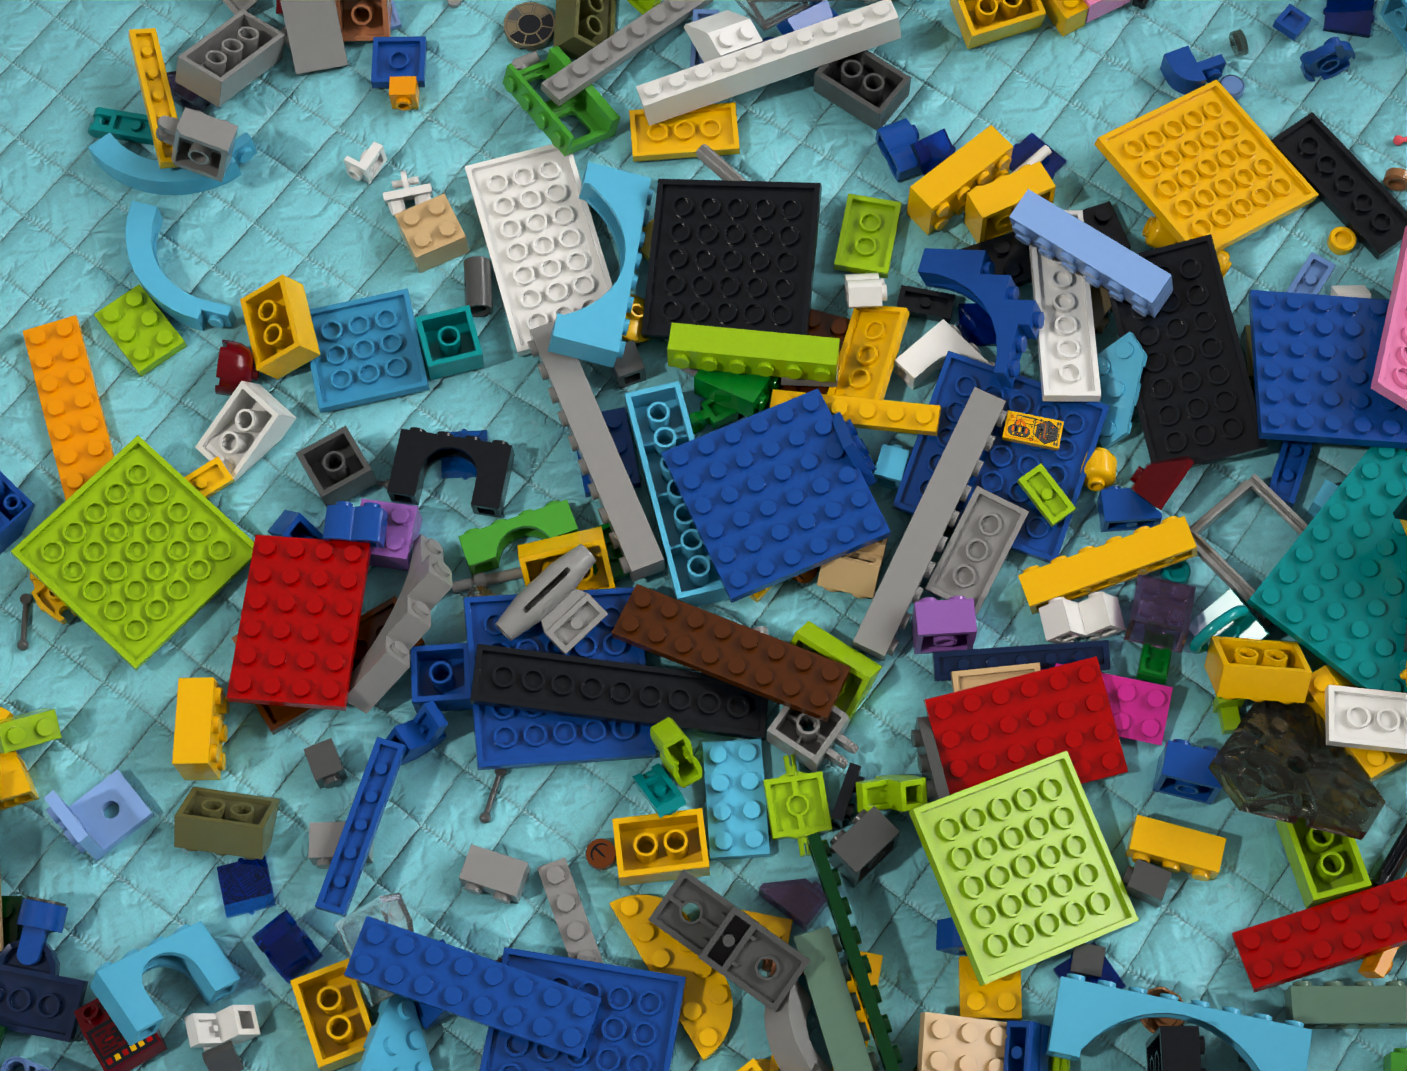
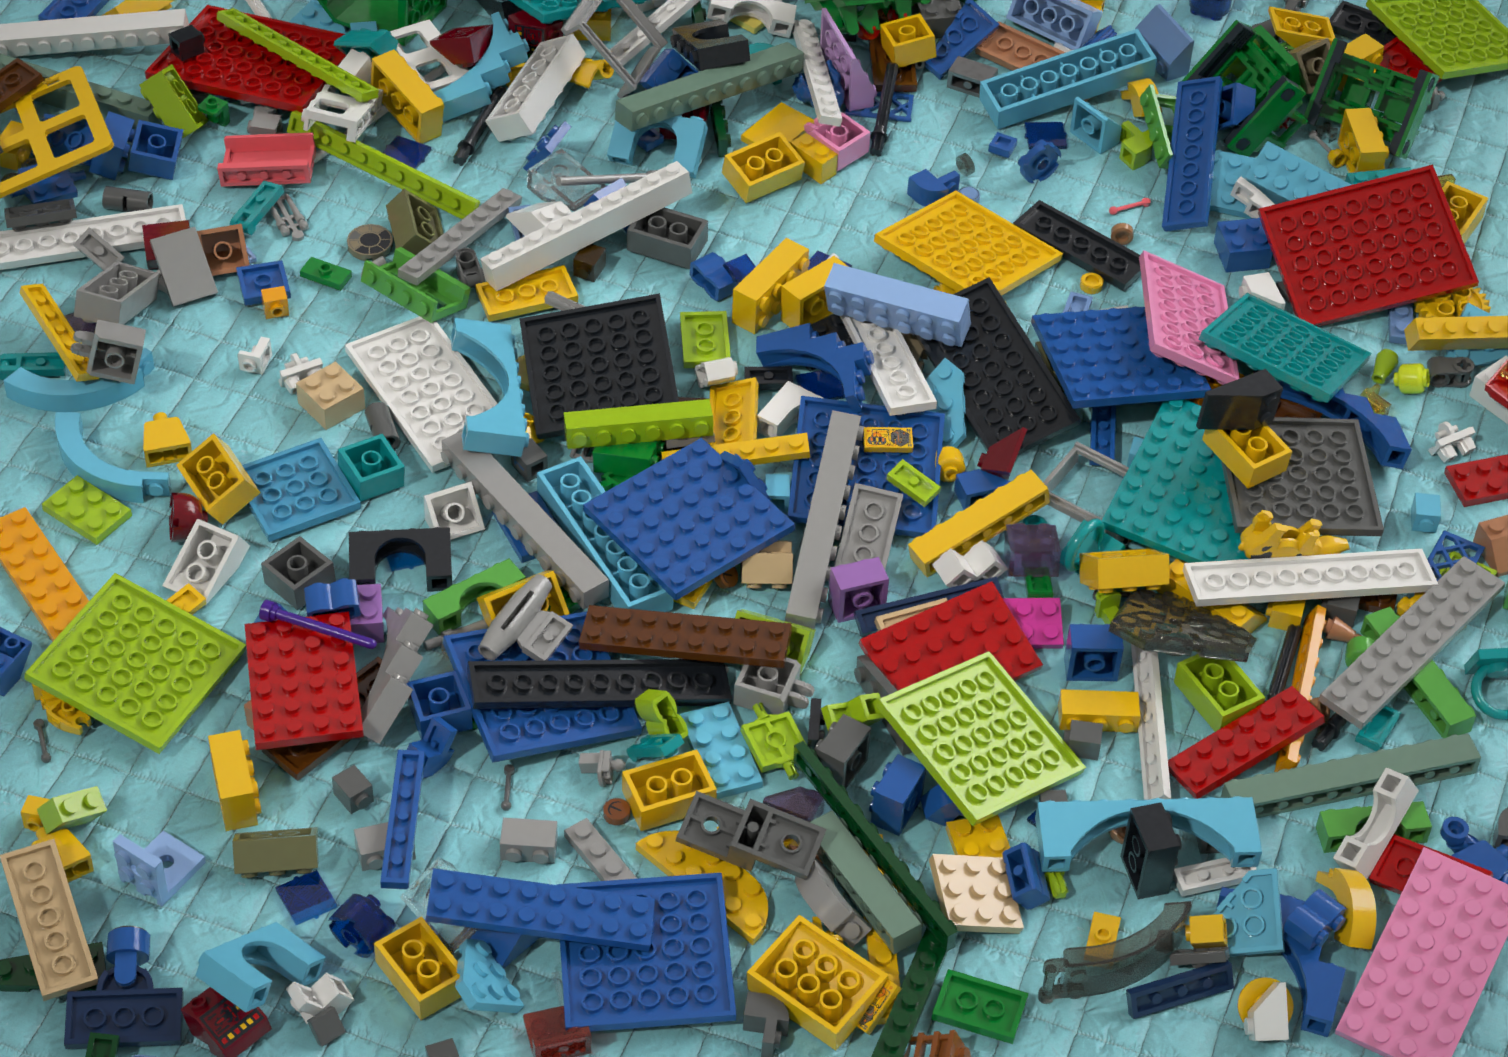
camera: 20 degrees left, 20 degrees down
(240, 257) = (165, 441): none -> yellow torso
(284, 529) = (271, 612): none -> dark purple piece
(471, 60) = (325, 273): none -> green plate
(525, 420) = (455, 509): none -> white slope
(602, 793) = (602, 764): none -> light grey piece
(625, 91) = (468, 267): none -> dark grey piece
(765, 103) = (589, 262): none -> dark brown brick
(910, 915) = (897, 794): none -> blue brick
(1226, 901) = (1151, 725): none -> white plate

